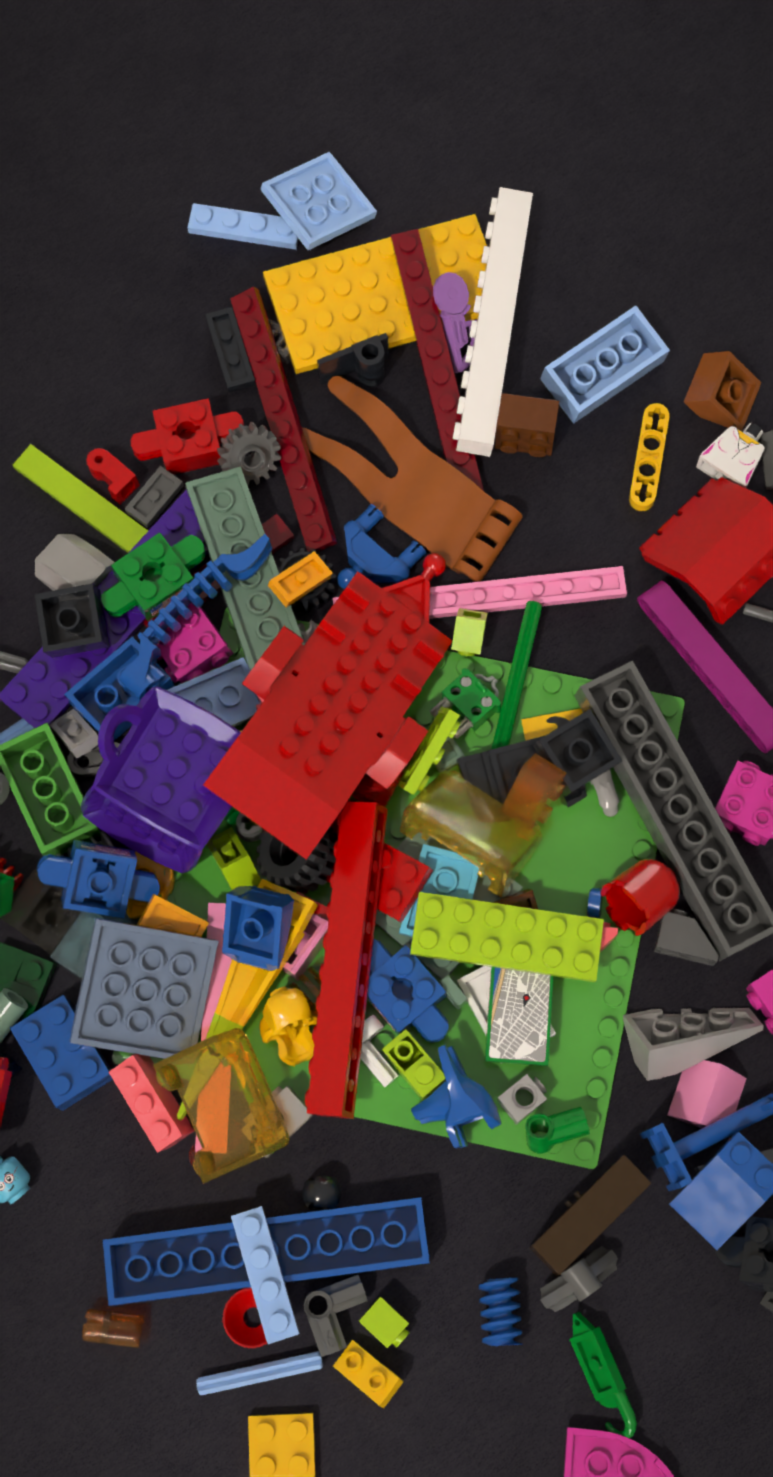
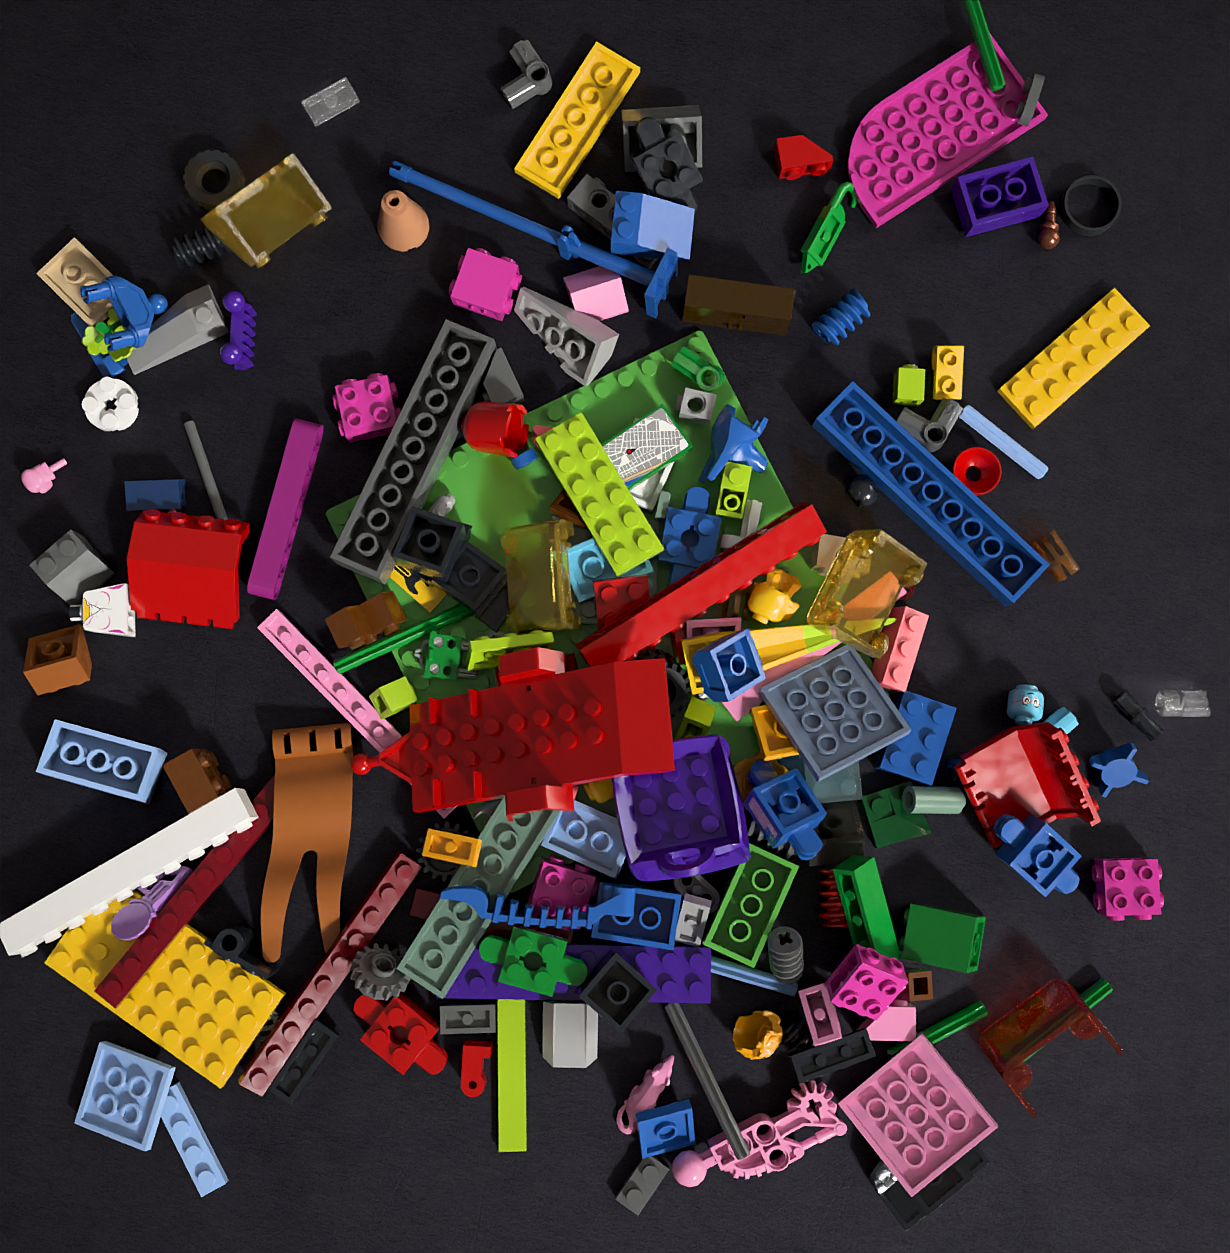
camera: 135 degrees left, 10 degrees up
(265, 1275) = (948, 478): light blue plate -> none
(370, 558) = (392, 816): blue connector -> none
(533, 792) = (483, 550): clear orange brick -> none
(553, 654) = (365, 622): none -> reddish brown brick
(579, 1279) = (784, 275): dark grey piece -> none
(650, 457) = (155, 679): yellow beam -> none
(696, 1407) = (800, 157): none -> red slope

